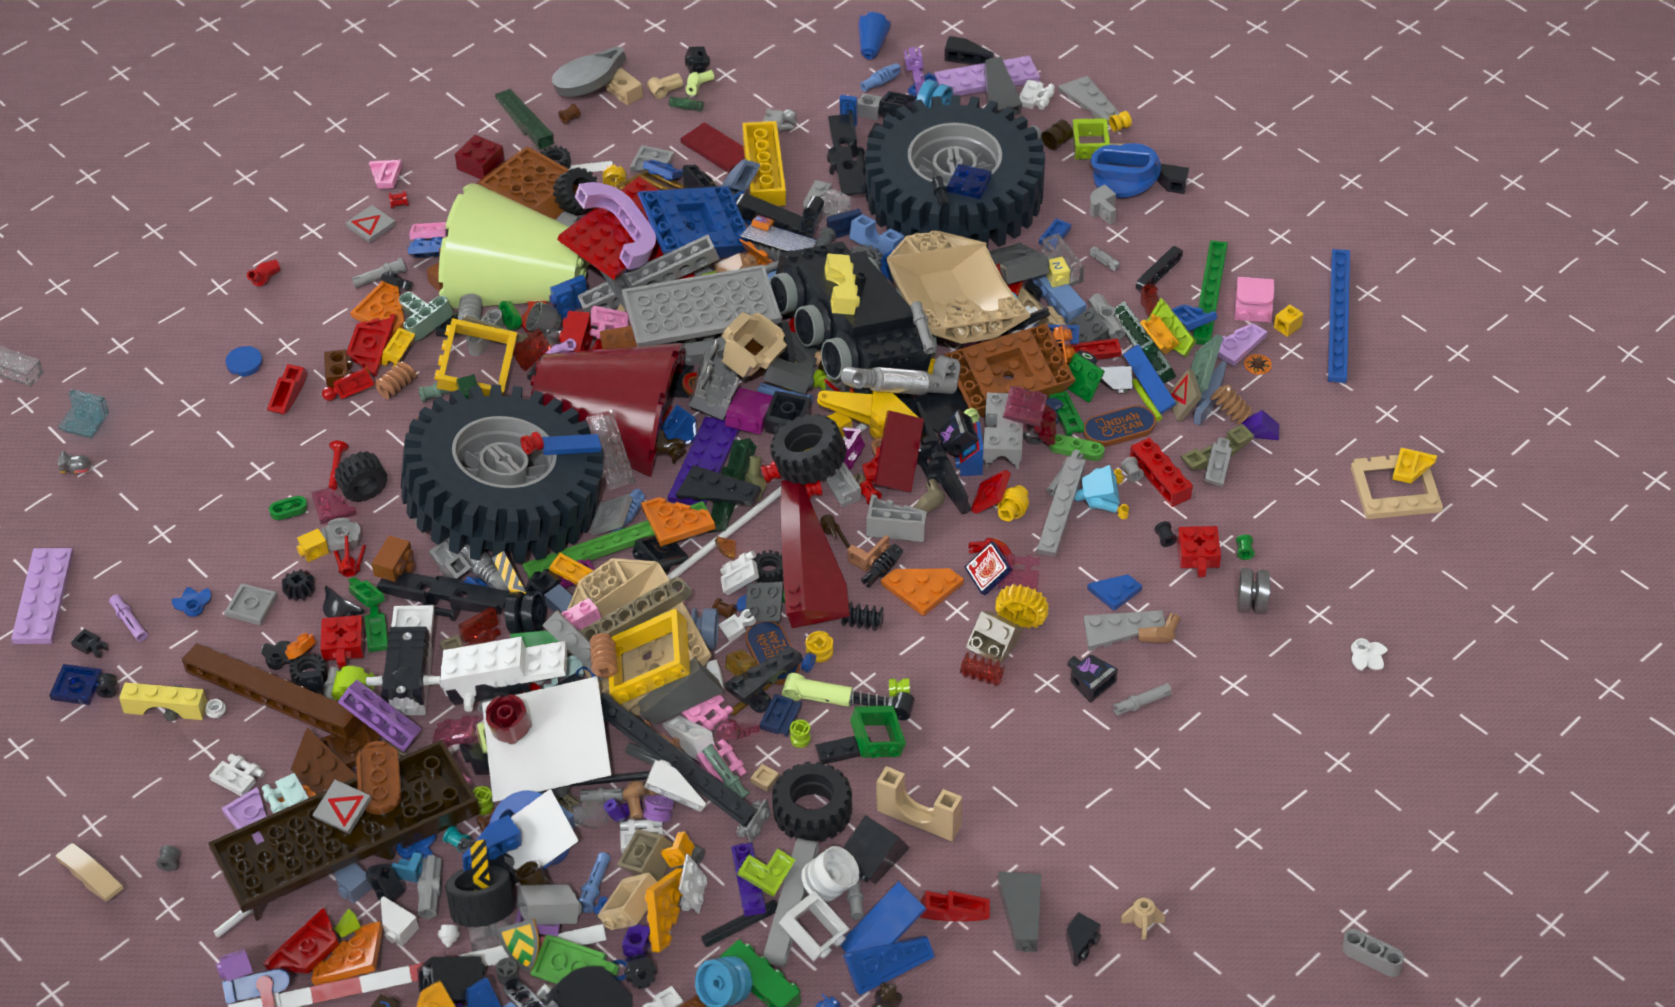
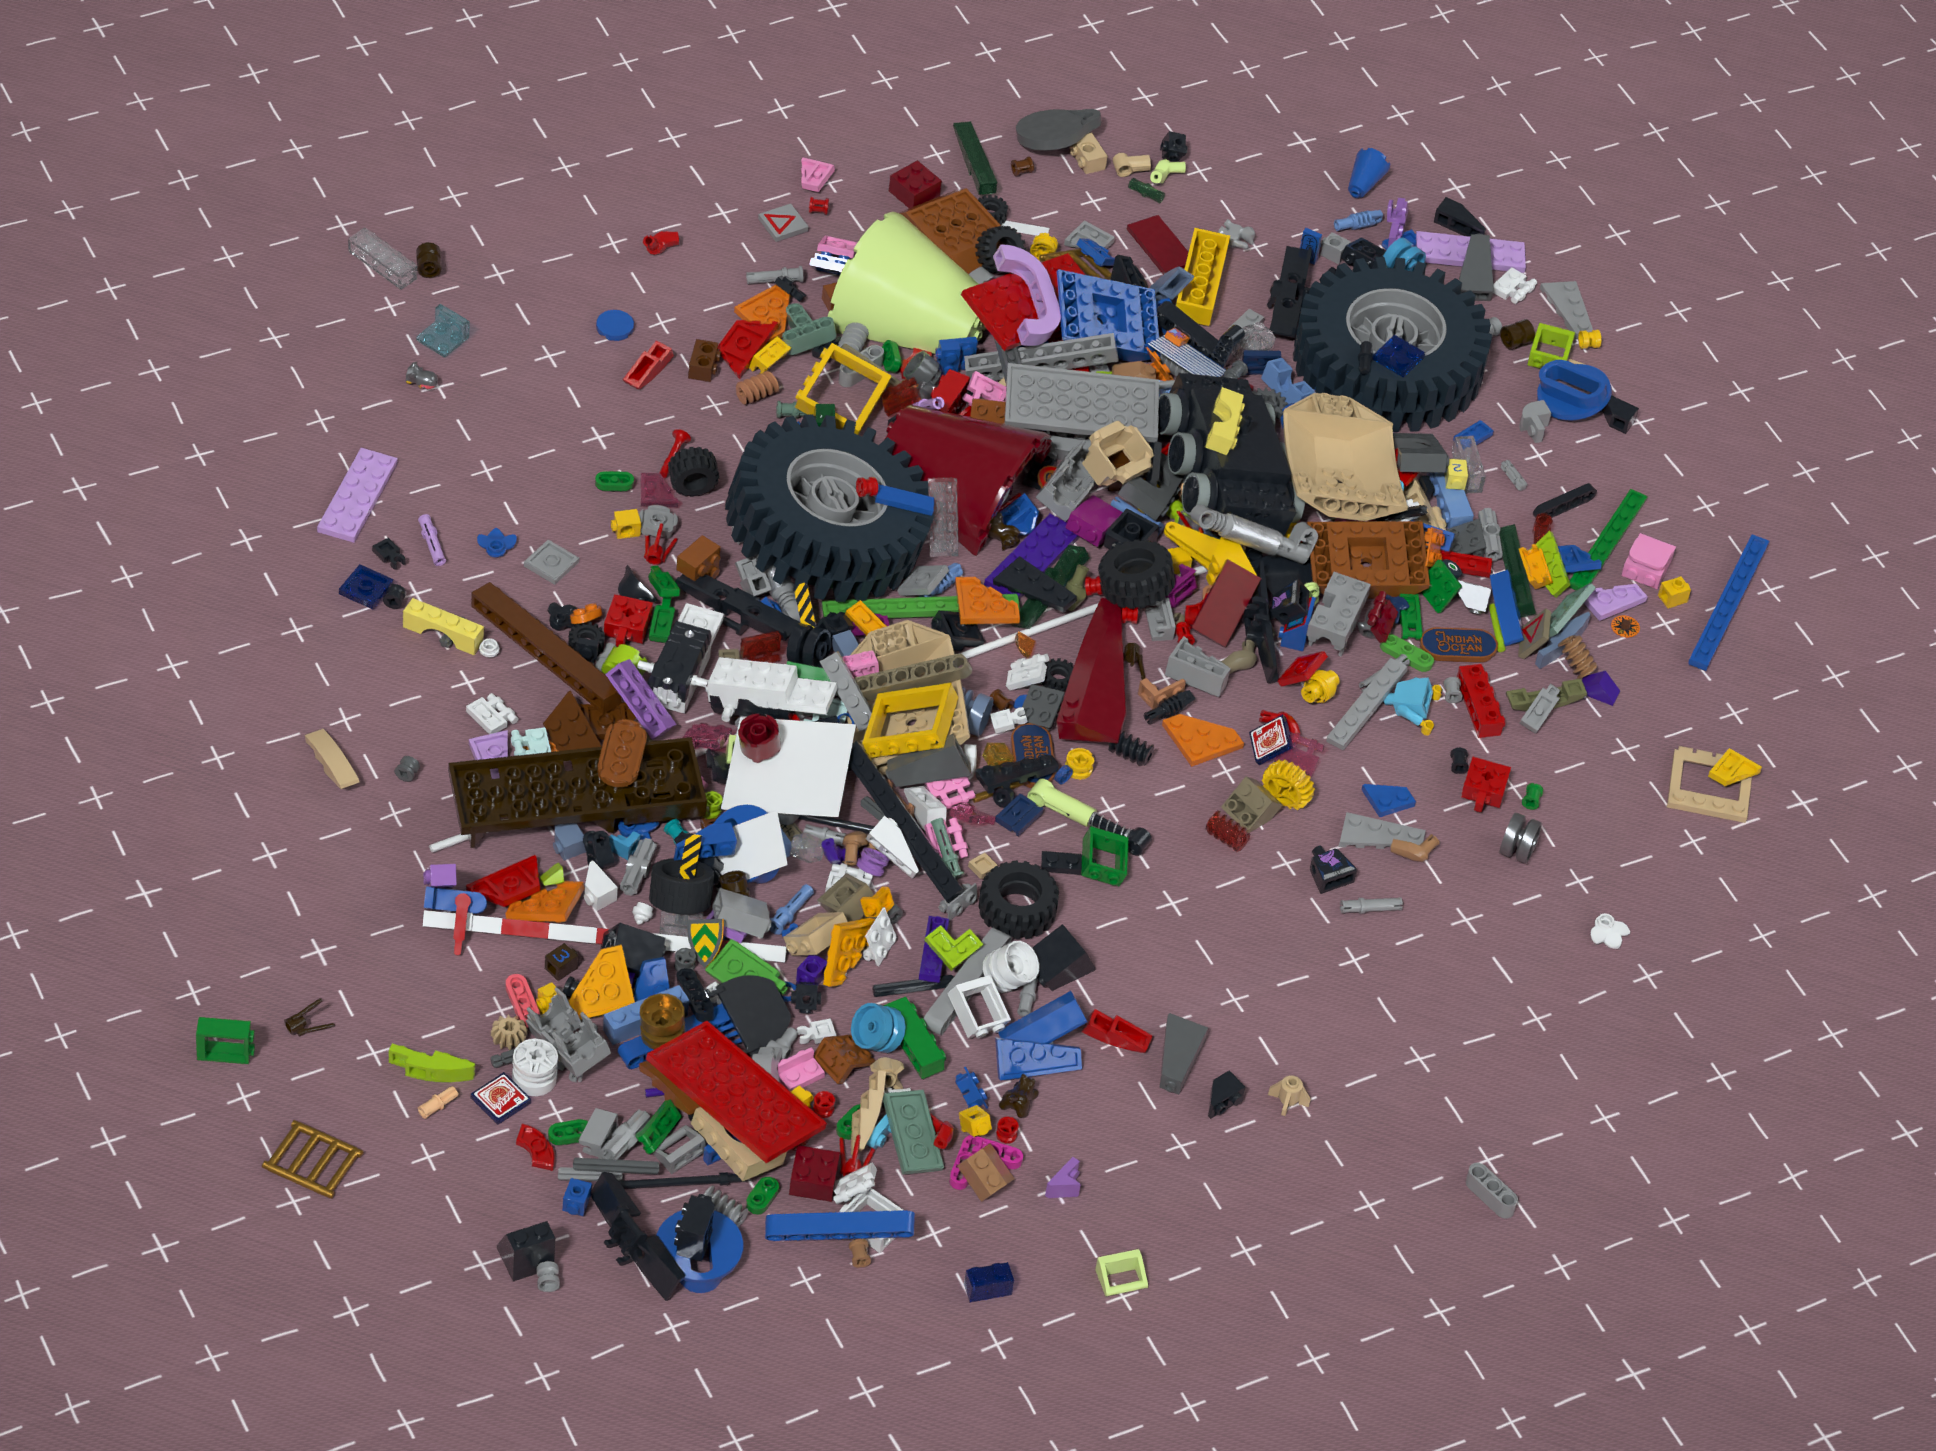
camera: 10 degrees right, 0 degrees up
(49, 351) = (428, 260): none -> dark brown wheel
(298, 585) = (601, 557): black gear -> none
(342, 806) = (580, 768): light grey tile -> none
(349, 385) = (710, 379): red plate -> none
(603, 655) = (867, 707): nougat piece -> none
(800, 733) = (1031, 836): lime wheel -> none
(894, 801) = (1095, 921): tan arch -> none
(896, 687) = (1145, 822): lime wheel -> none
(921, 322) = (1292, 481): light grey pin -> none
(1025, 406) = (1365, 595): clear pink slope -> none

